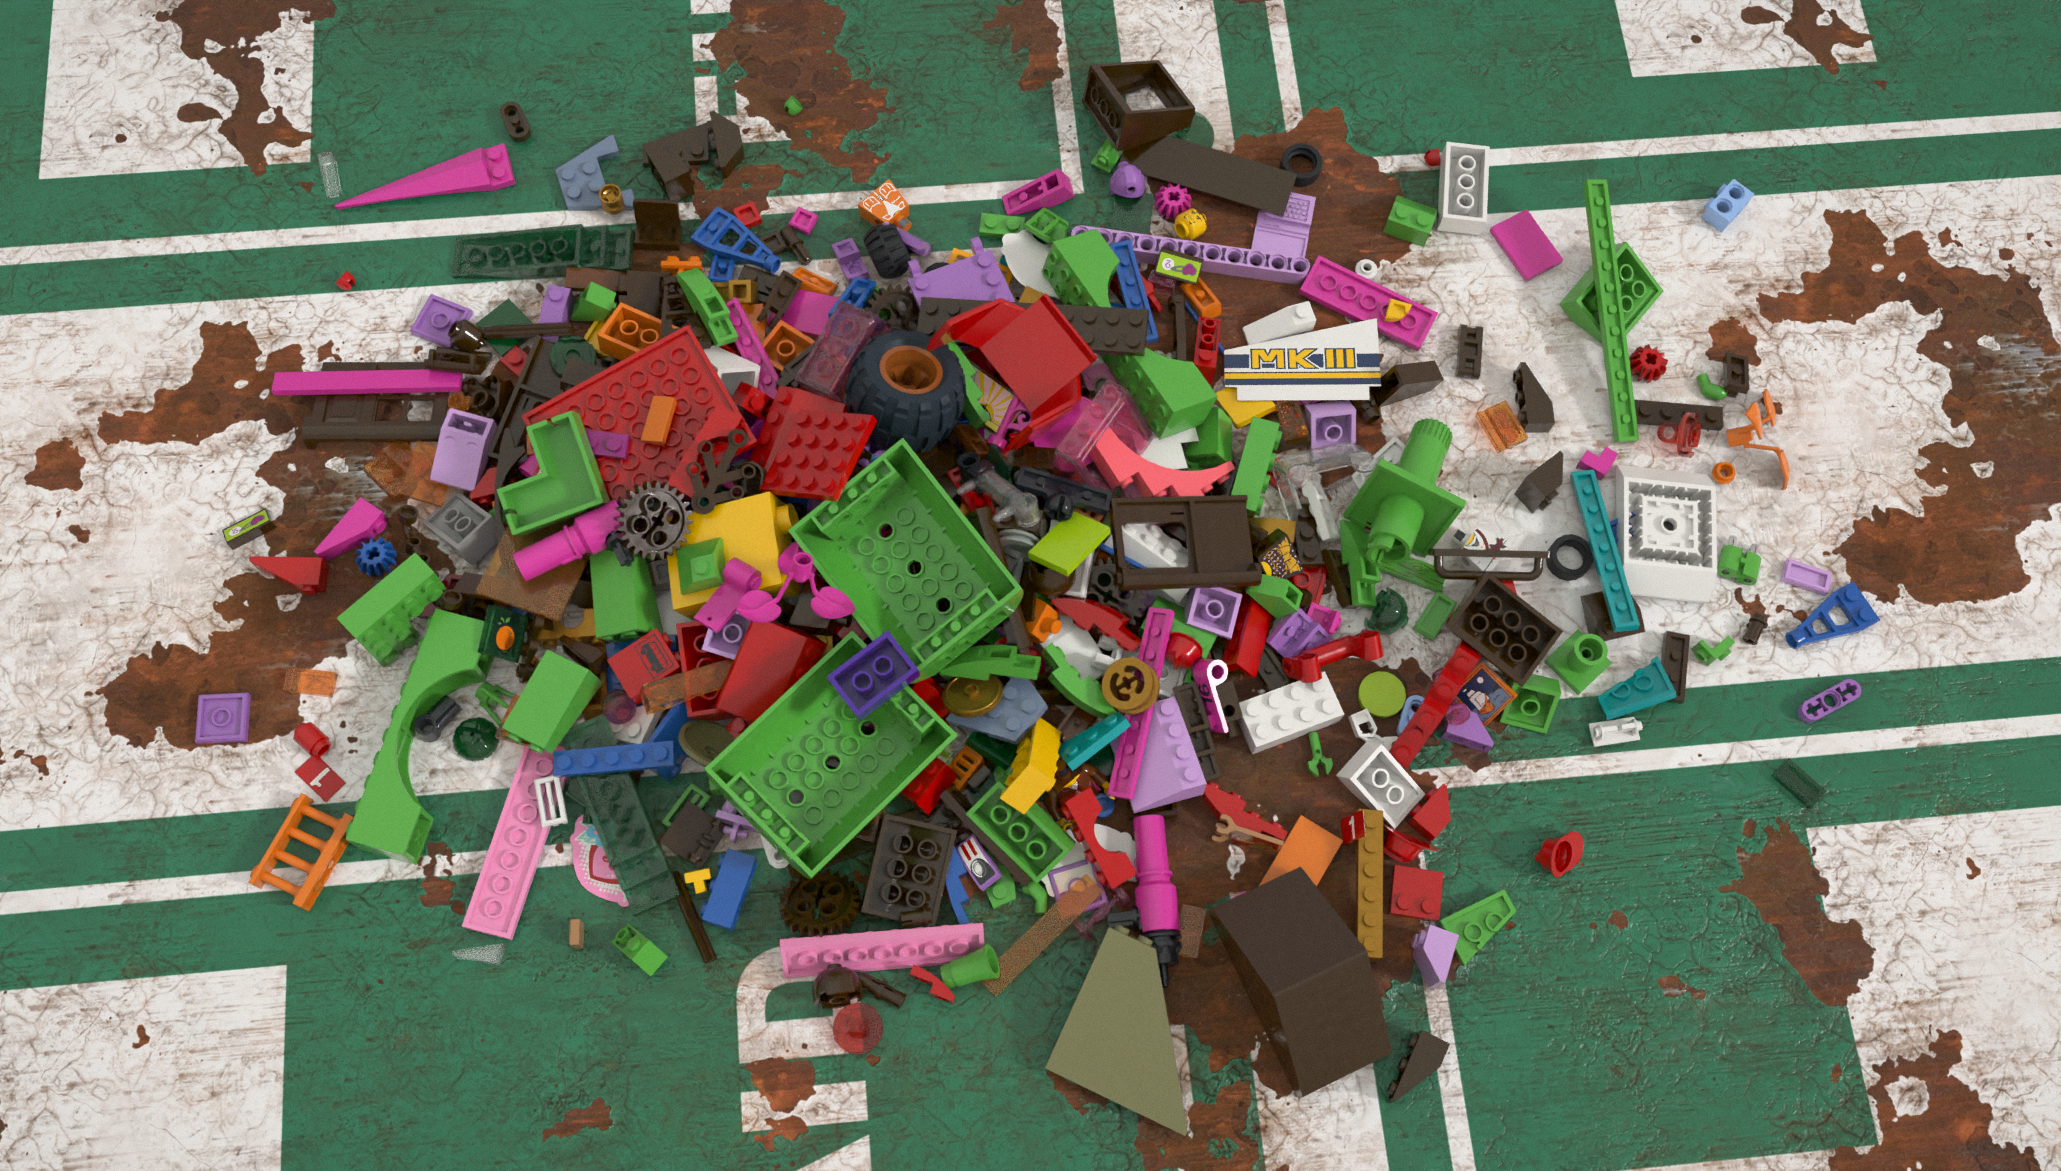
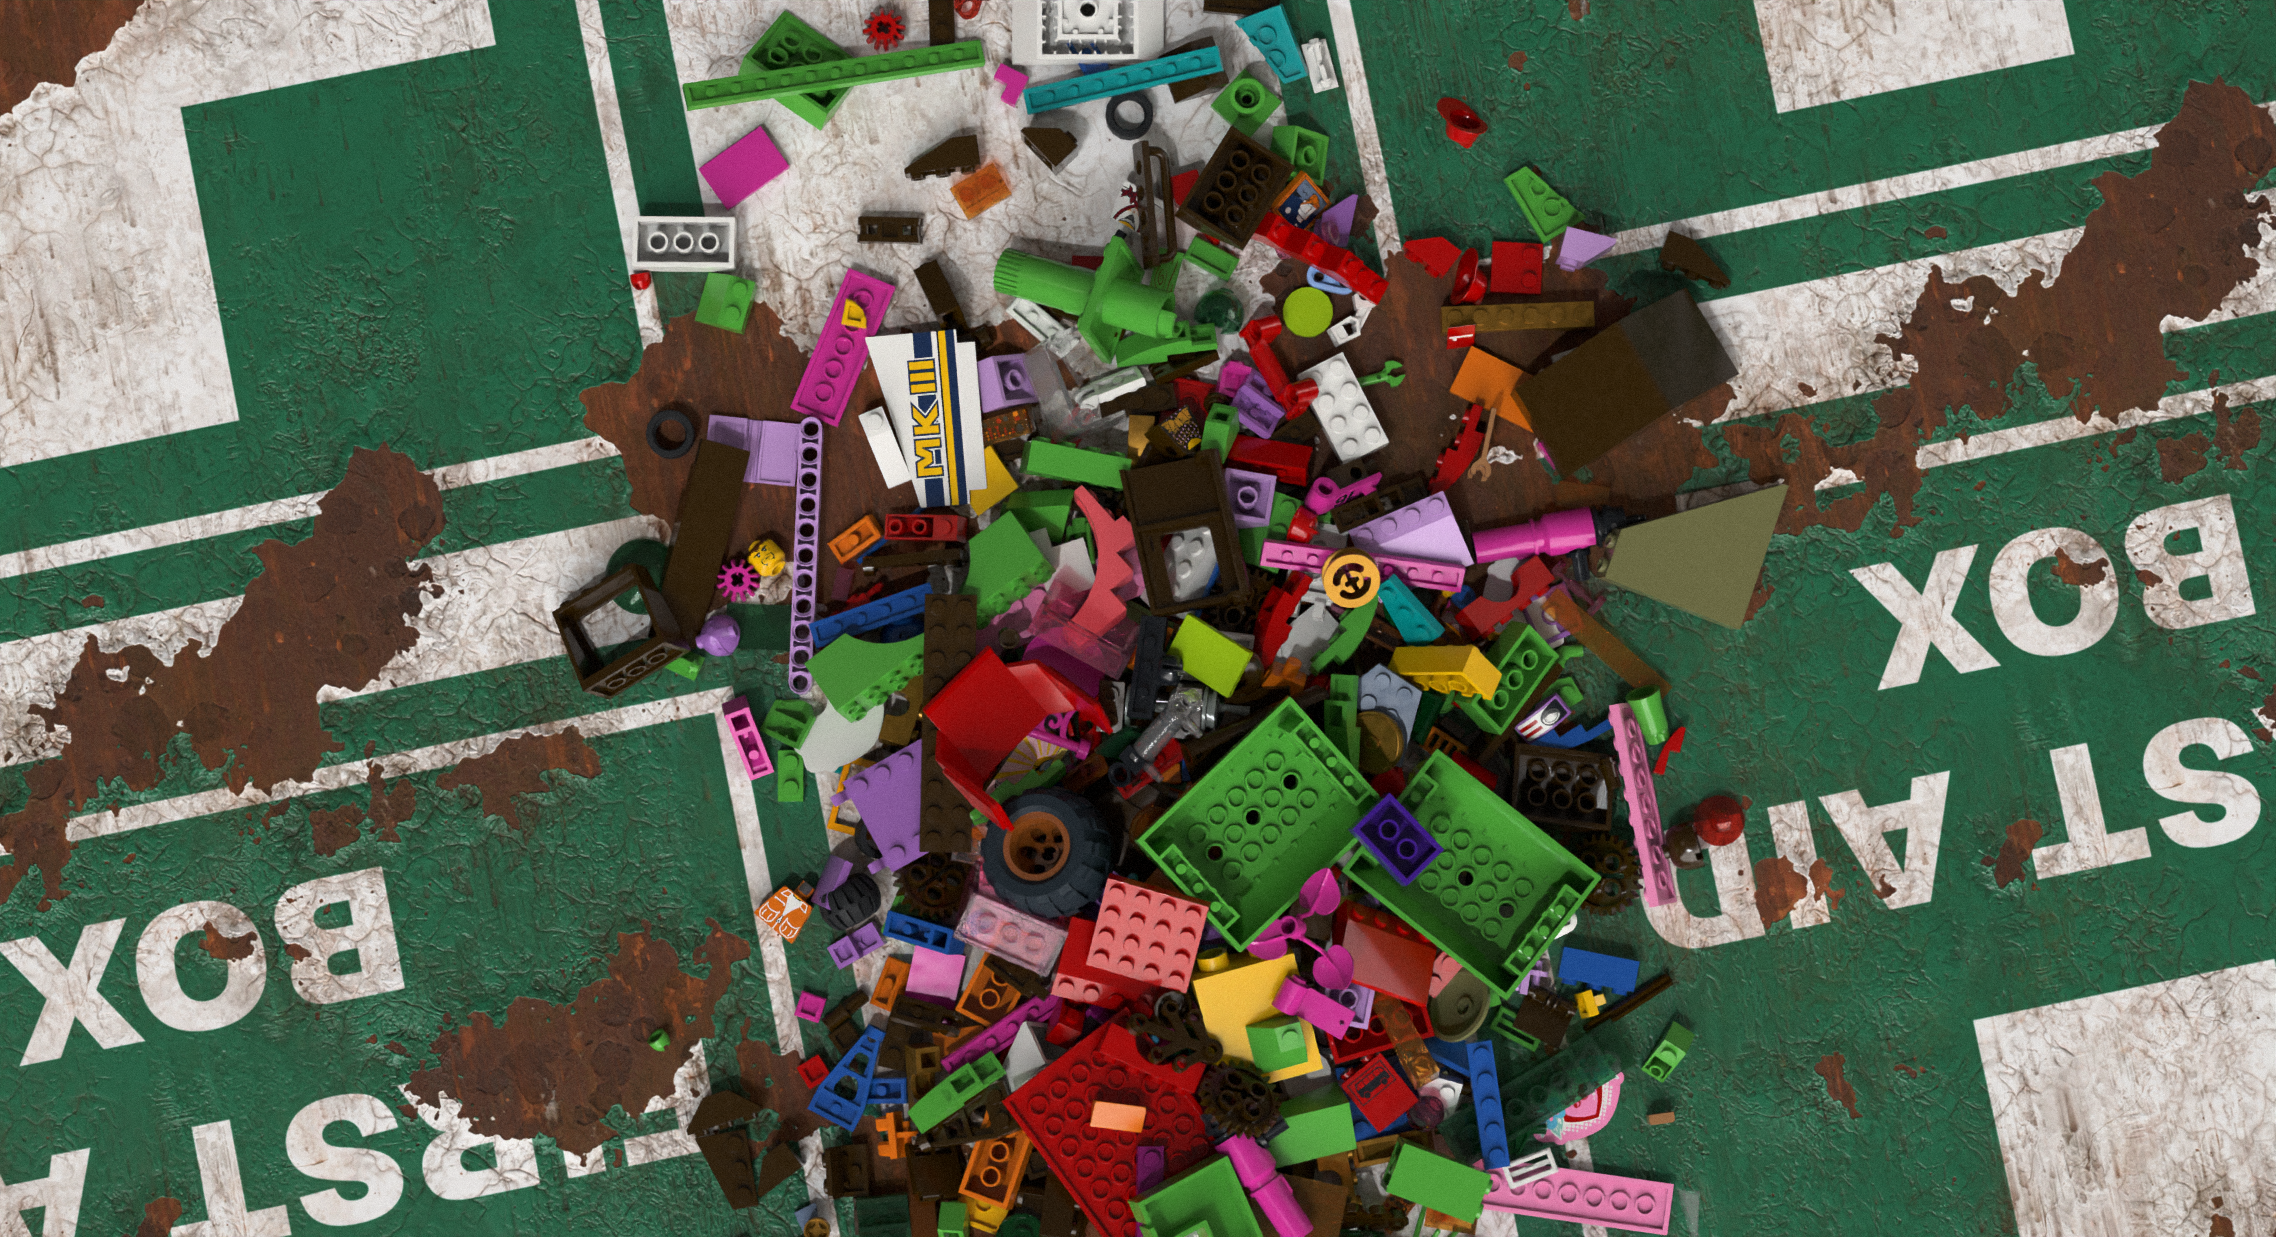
camera: 95 degrees left, 15 degrees up
(584, 655) = (1374, 1155): dark brown slope -> none
(882, 990) = (1679, 801): dark brown pin -> none
(1178, 266) = (828, 567): slope -> none
(1359, 269) = (805, 357): white plate -> none
(1381, 783) = (1407, 309): white slope -> none

